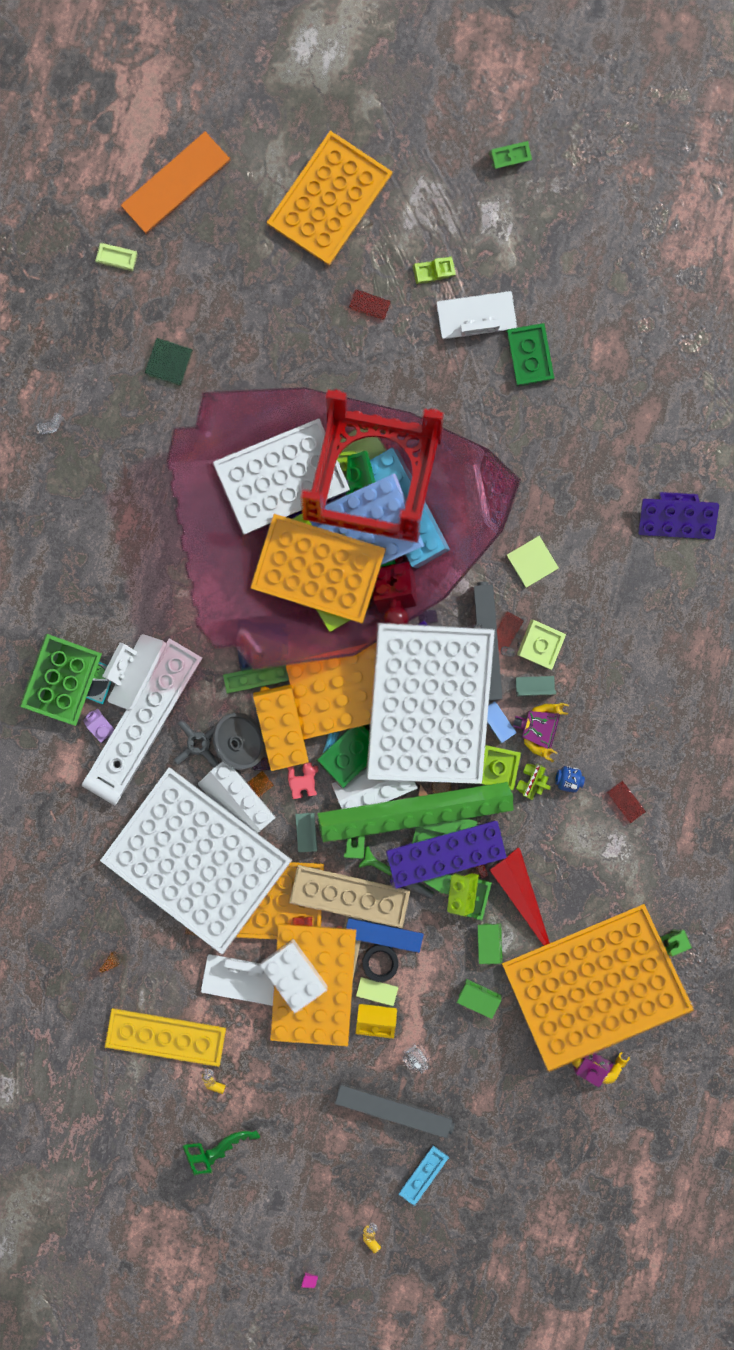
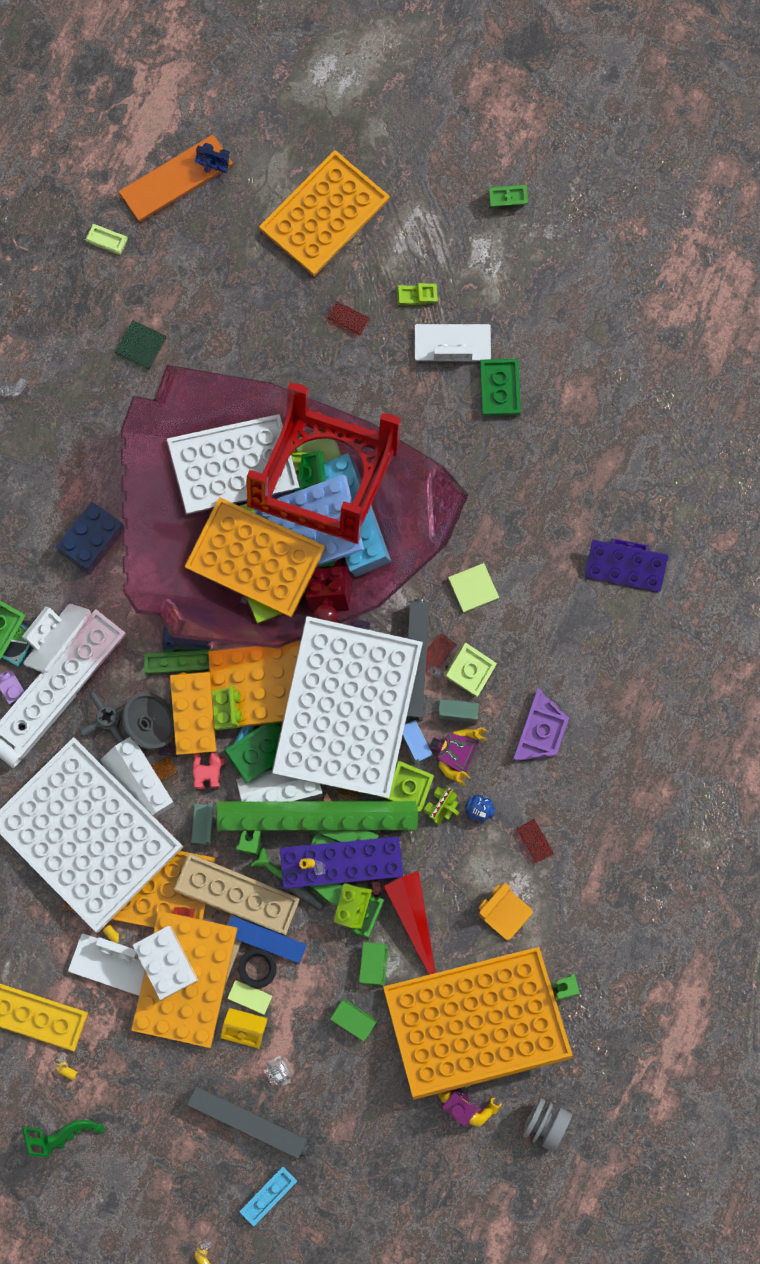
camera: 10 degrees right, 10 degrees down
(152, 566) = (90, 537): none -> dark blue brick
(209, 159) = (212, 160): none -> clear blue hips
(242, 953) = (118, 937): none -> arm
(312, 720) = (226, 708): none -> lime bracket
(421, 862) = (310, 863): none -> arm
(607, 875) = (504, 911): none -> light orange bracket
(618, 693) = (542, 730): none -> medium lavender wing
(680, 1074) = (547, 1125): none -> light grey wheel

